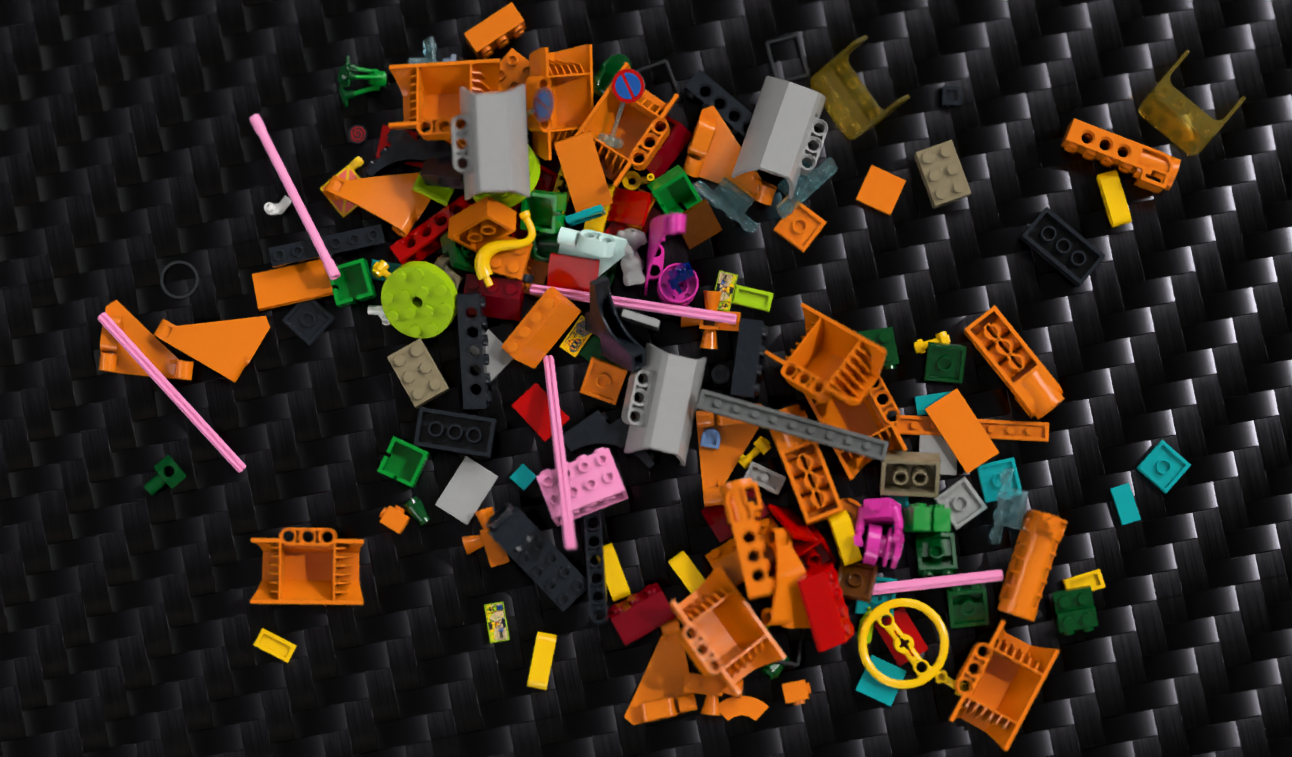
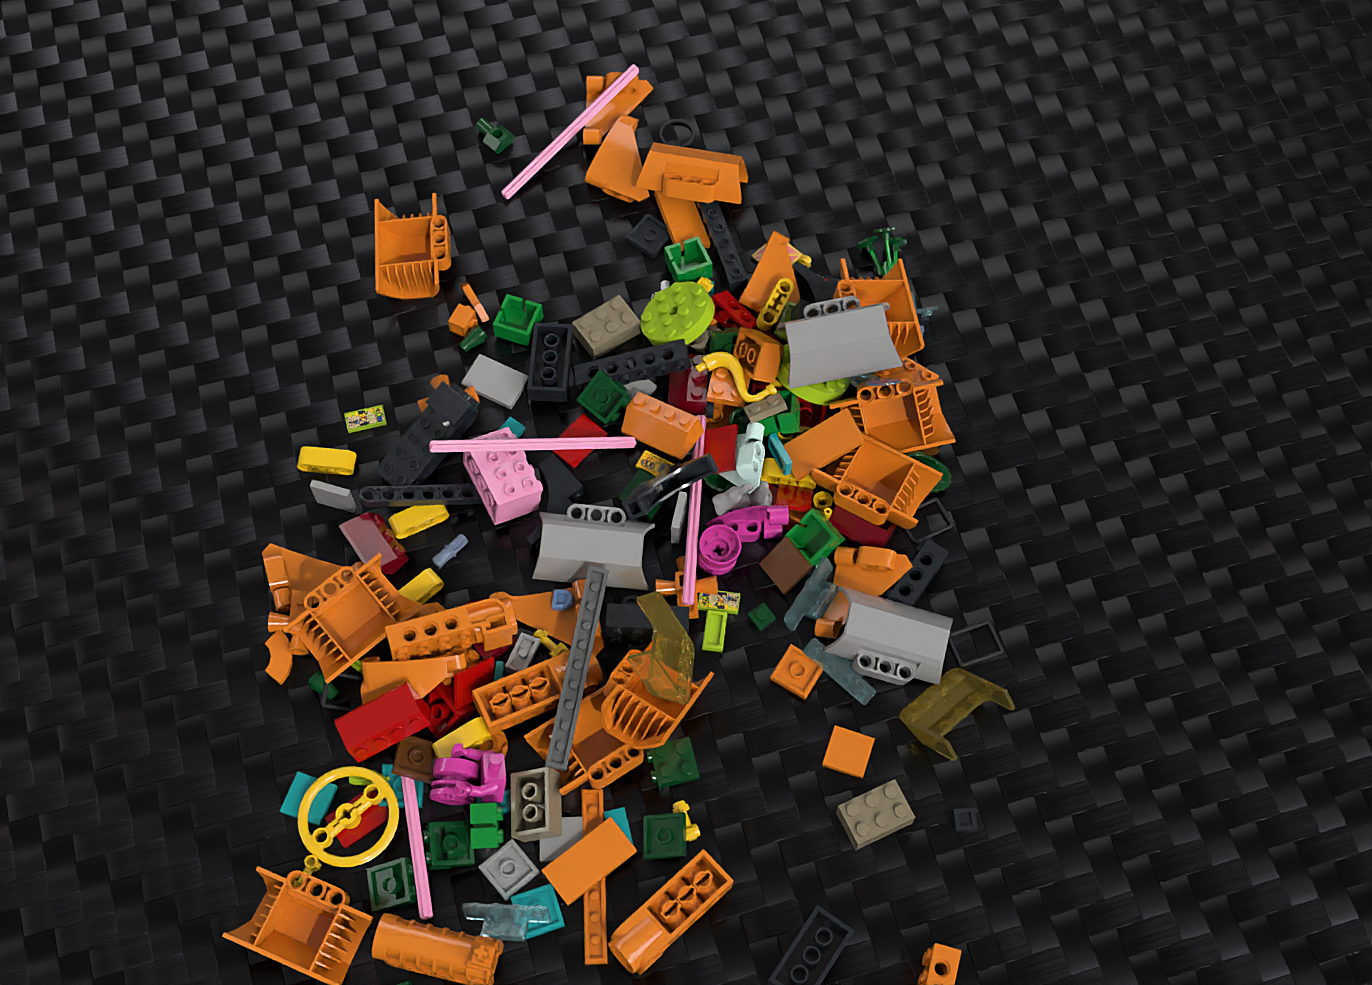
camera: 80 degrees right, 20 degrees down
(254, 267) = (693, 174): none -> orange panel
(275, 645) = (340, 235): yellow tile -> none
(277, 208) = (753, 203): white arm -> none
(328, 263) = (702, 233): bright pink piece -> none
(358, 134) = (832, 260): tile -> none
(383, 502) = (474, 301): none -> orange tile
(419, 206) = (778, 294): none -> yellow beam
(495, 31) = (953, 361): orange brick -> none
(504, 380) = (604, 397): none -> dark green plate
(544, 223) = (765, 408): none -> dark tan plate
(586, 652) = (333, 496): none -> light grey tile
(603, 380) = (613, 489): orange tile -> none
(627, 87) = (914, 475): piece -> none
(648, 542) = (450, 550): none -> sand blue axle
(680, 273) = (730, 542): clear blue bracket -> none
(743, 253) = (761, 616): none -> dark green plate
(780, 501) = (499, 670): none -> teal tile
(795, 339) = (669, 663): none -> clear yellow windscreen
(796, 691) = (295, 708): orange brick -> none

